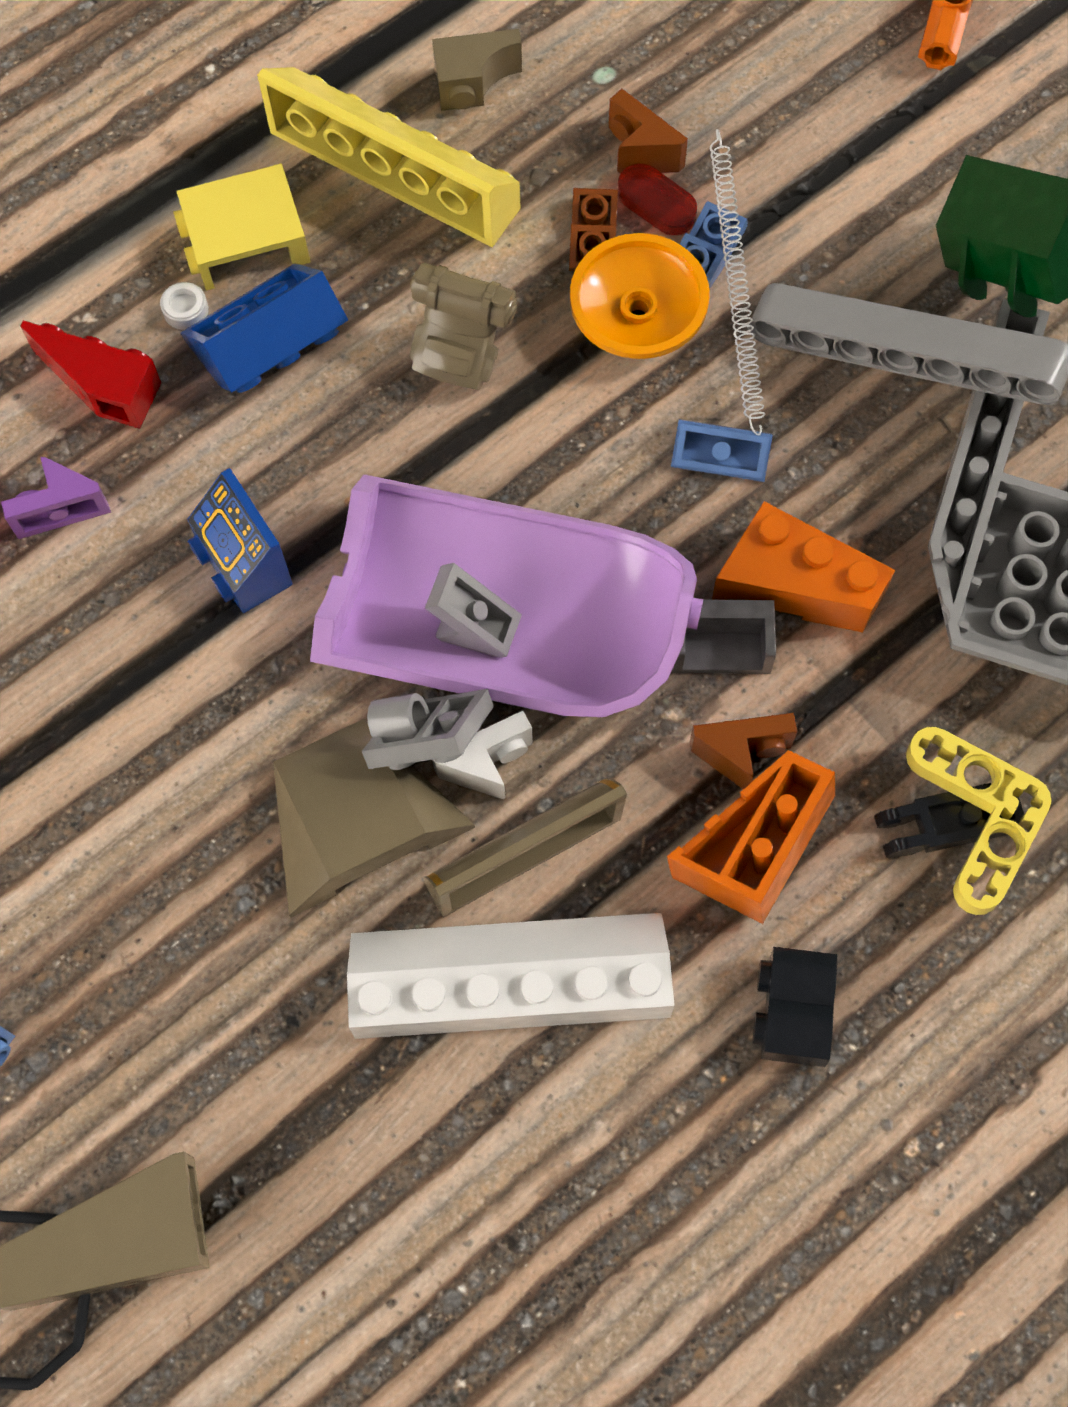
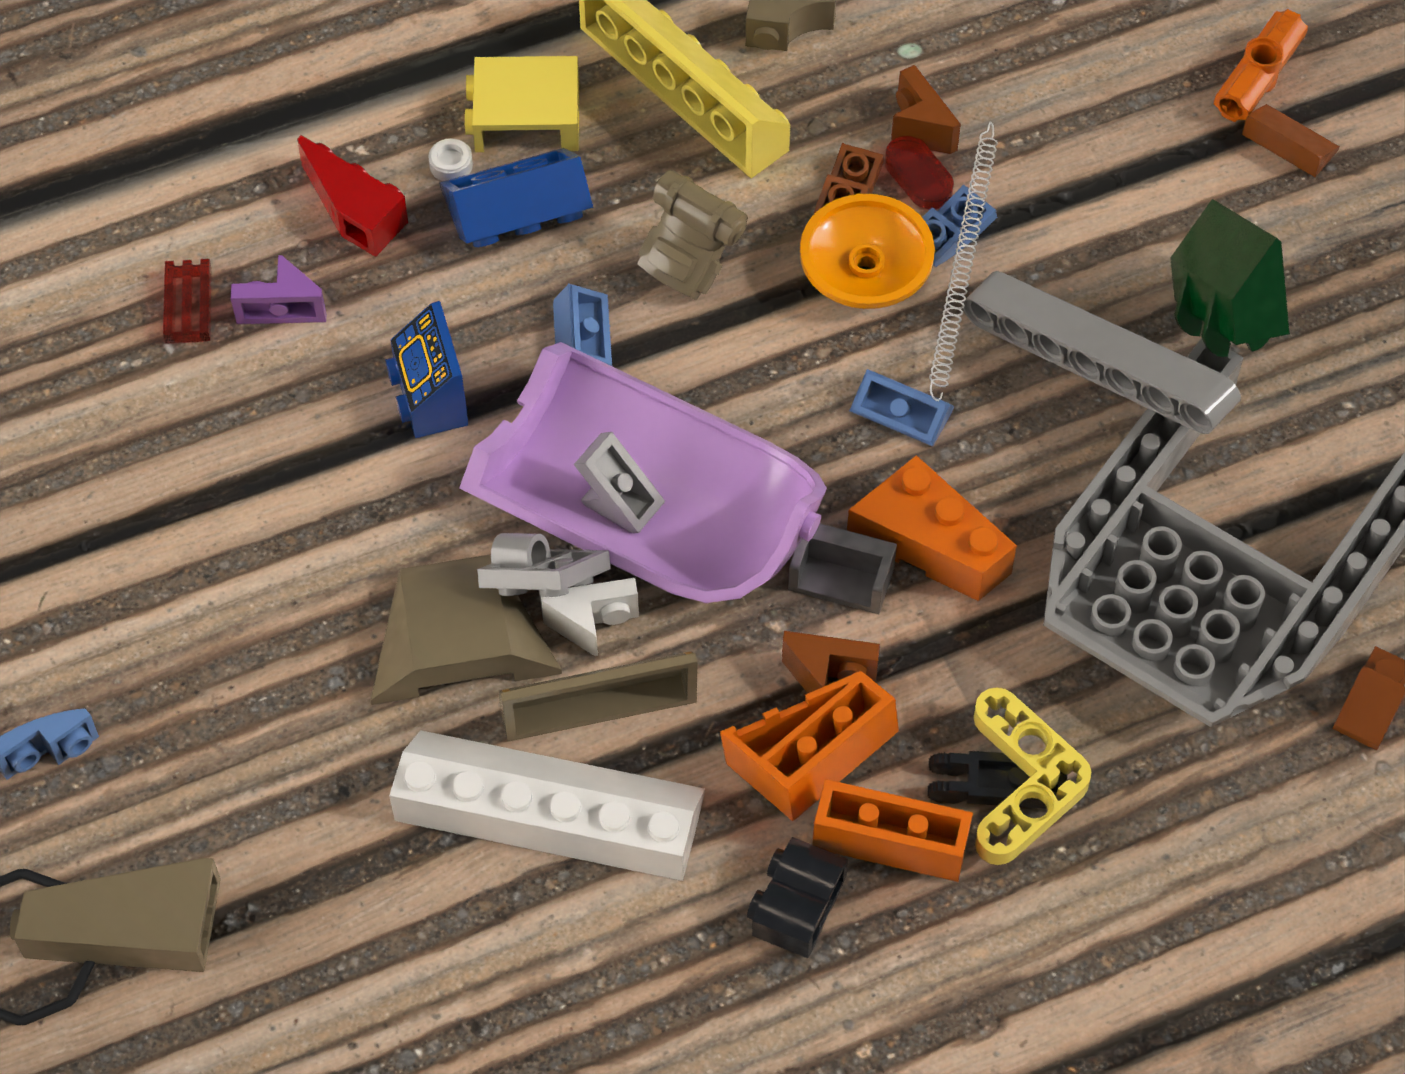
camera: 15 degrees right, 10 degrees down
(375, 445) = (583, 321): none -> medium blue slope
(871, 909) = (892, 830): none -> orange brick
(1000, 75) = (1289, 139): none -> dark orange slope

